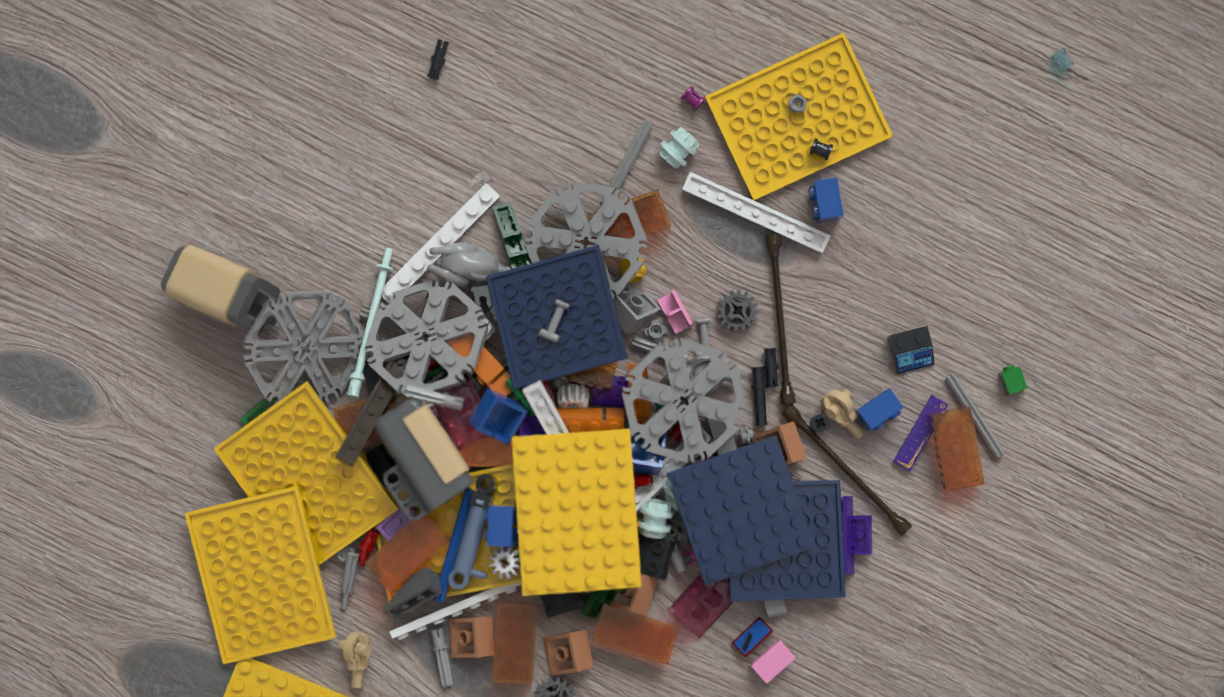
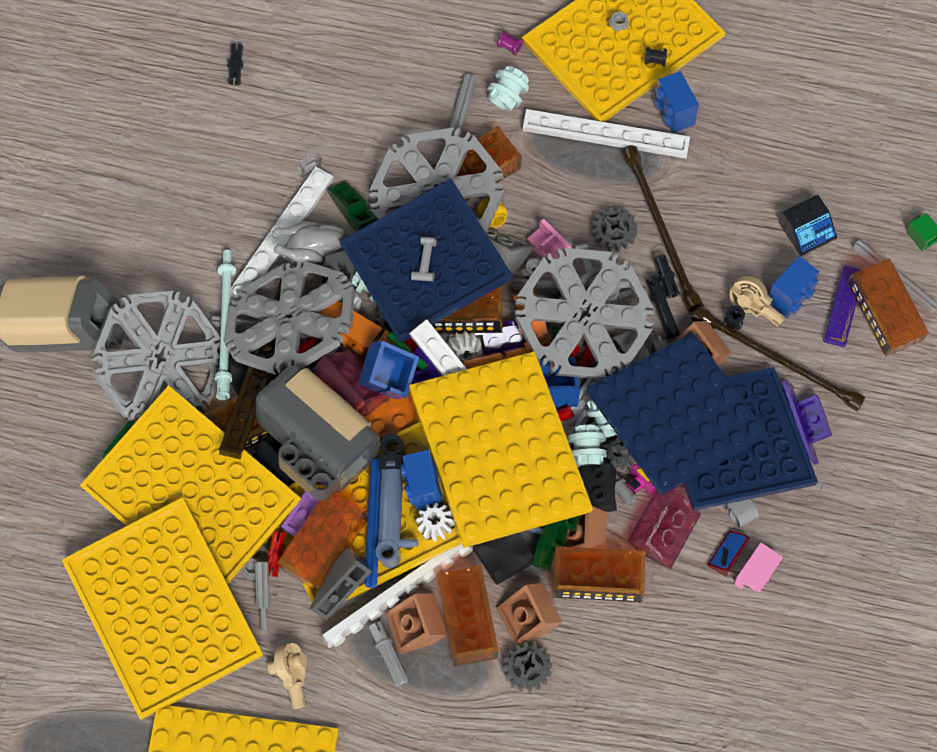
camera: 10 degrees left, 20 degrees down
(434, 397) = (325, 362): light grey axle -> none

